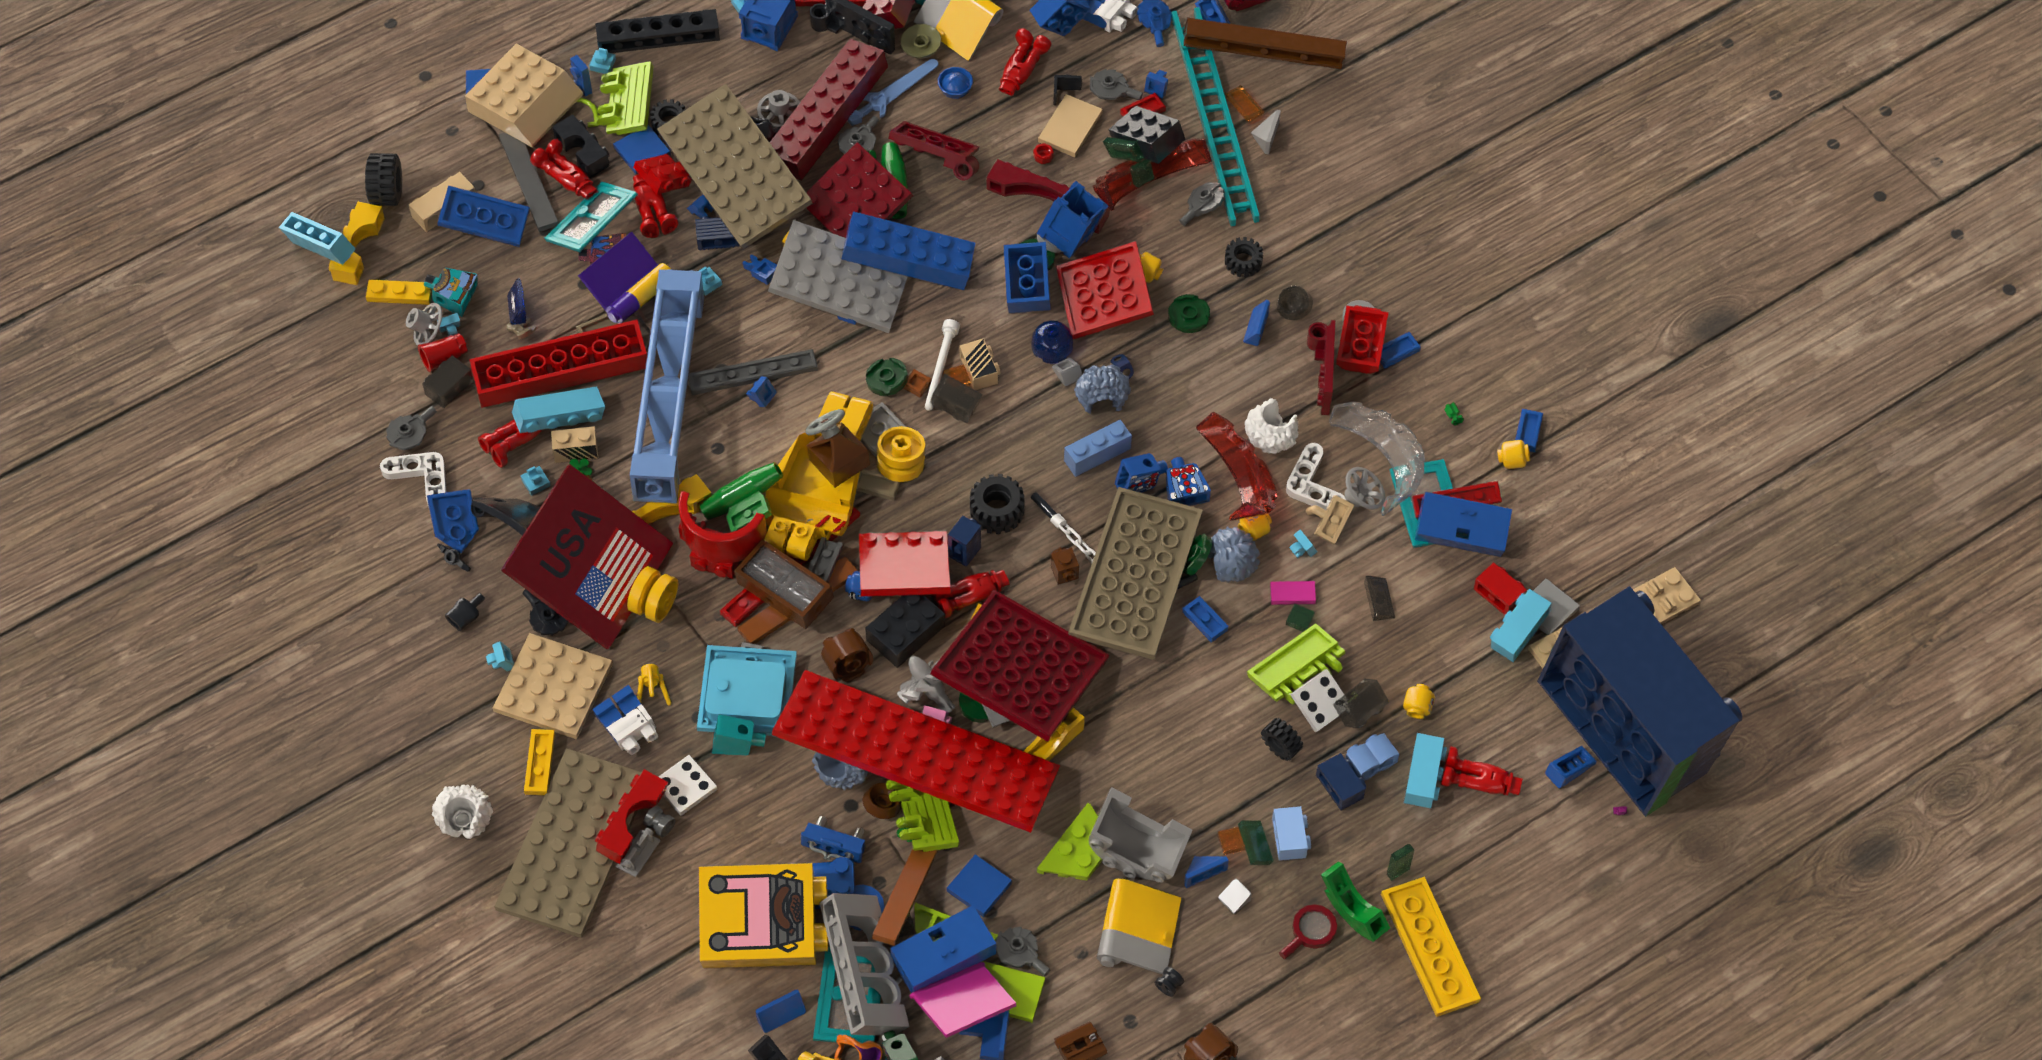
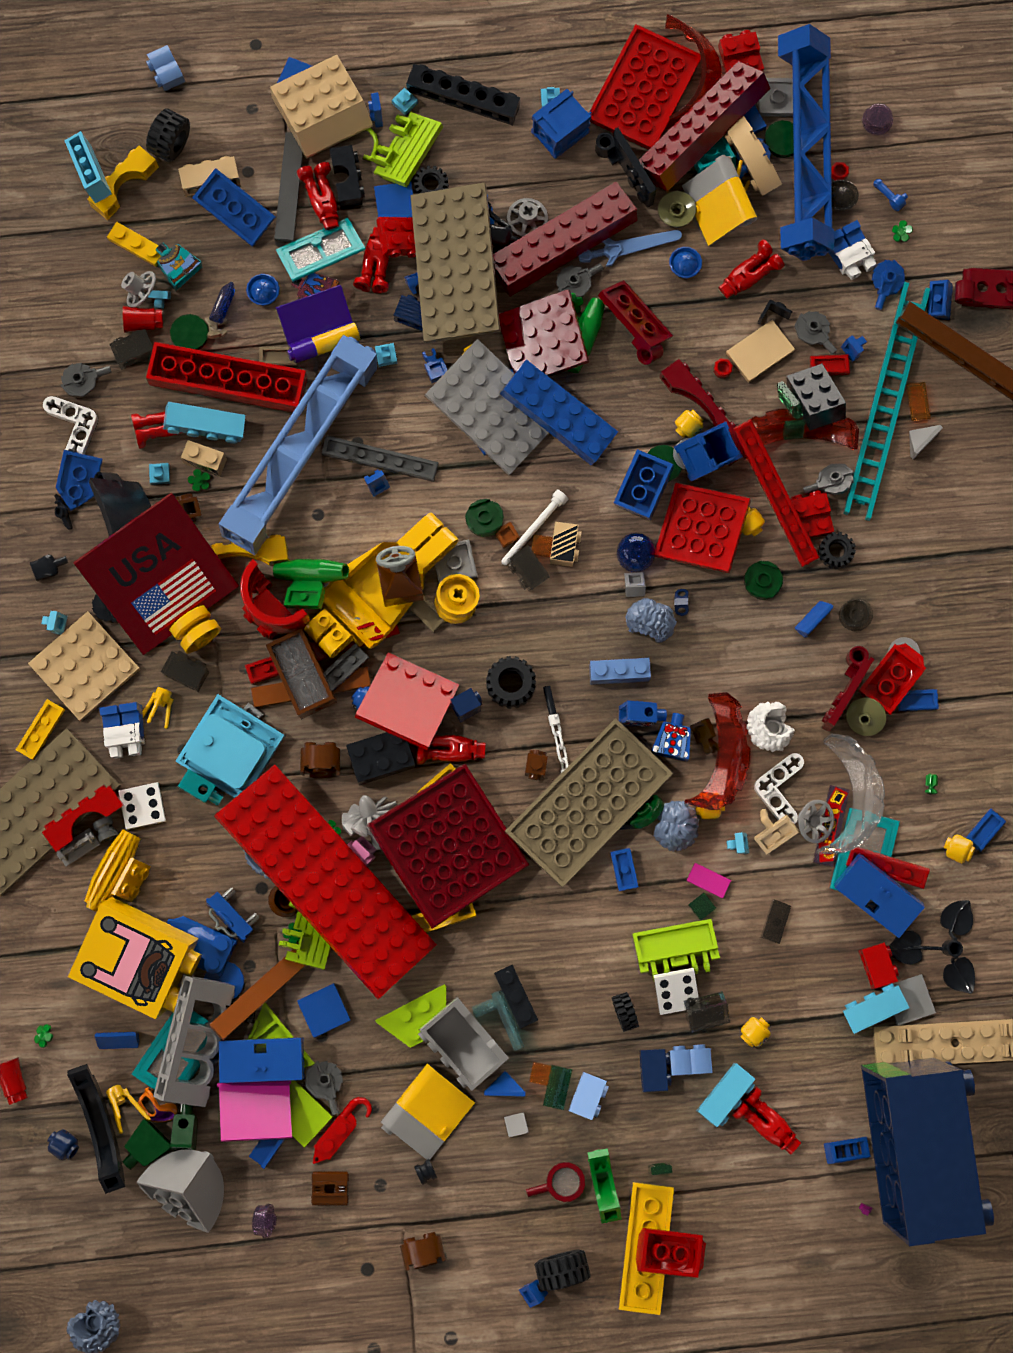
camera: 25 degrees right, 20 degrees up
(346, 129) = (165, 67): none -> medium blue brick
(495, 340) = (189, 332): none -> dark green tile
(551, 276) = (262, 289): none -> blue hat
(661, 641) = (185, 671): none -> clear smoke brick
(693, 849) = (117, 872): none -> yellow plate
(700, 1044) = (43, 1035): none -> green plant
(1037, 210) = (688, 424): none -> yellow head
(1059, 989) = (339, 1130): none -> red plate
(1153, 793) = (499, 1003): none -> clear light blue piece
(1158, 226) = (775, 492): none -> red tile
(1180, 787) = (516, 996): none -> black arch
(1200, 239) = (814, 513): none -> red plate
(1211, 466) = (703, 733): none -> dark brown plate
(1342, 1042) = (532, 1294): none -> blue tile
(1360, 393) = (870, 708): none -> olive dish
(1360, 997) = (562, 1270): none -> black tyre
(1393, 520) = (837, 799): none -> tile
(1454, 931) = (670, 1252): none -> red slope
(1550, 516) = (959, 920): none -> black plant

